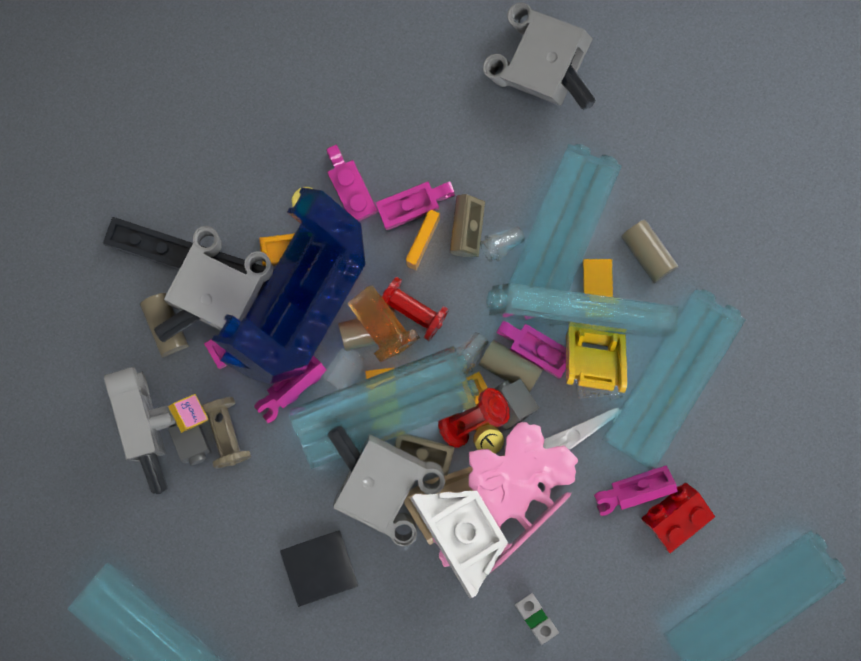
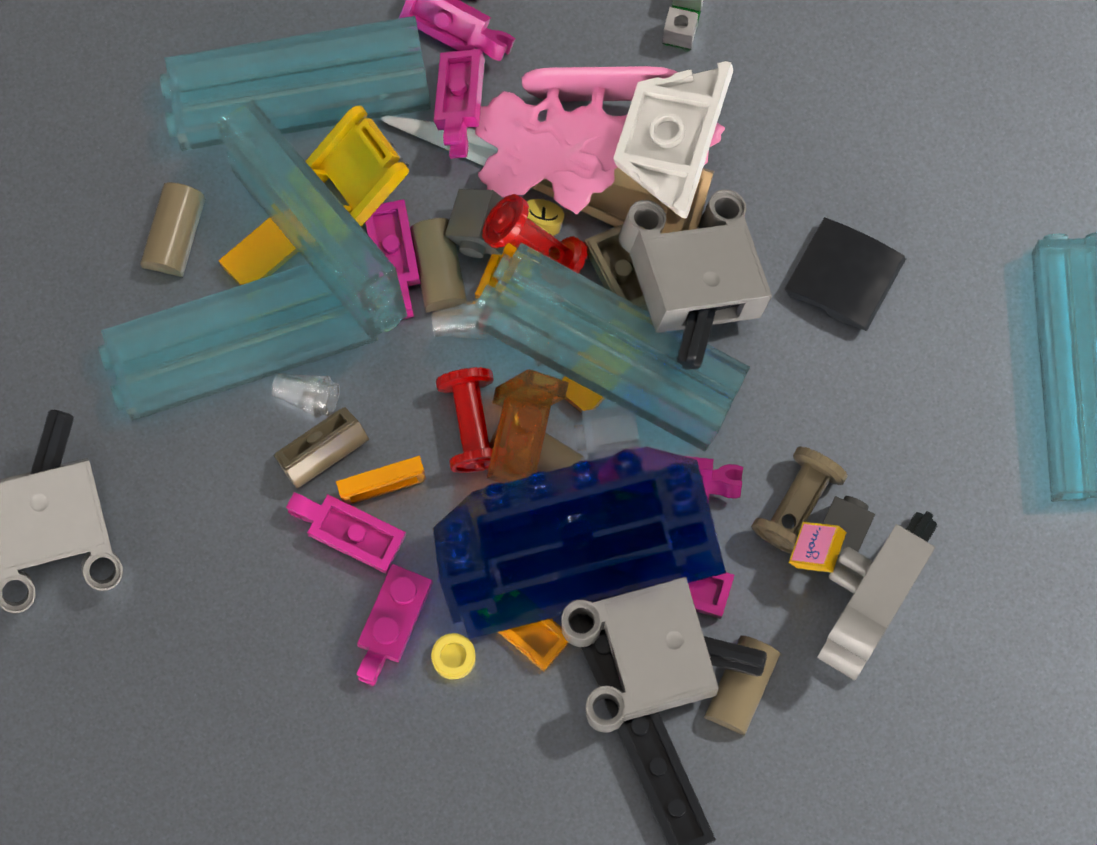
camera: 135 degrees left, 5 degrees down
(591, 454) = (459, 97): none -> dark pink plate

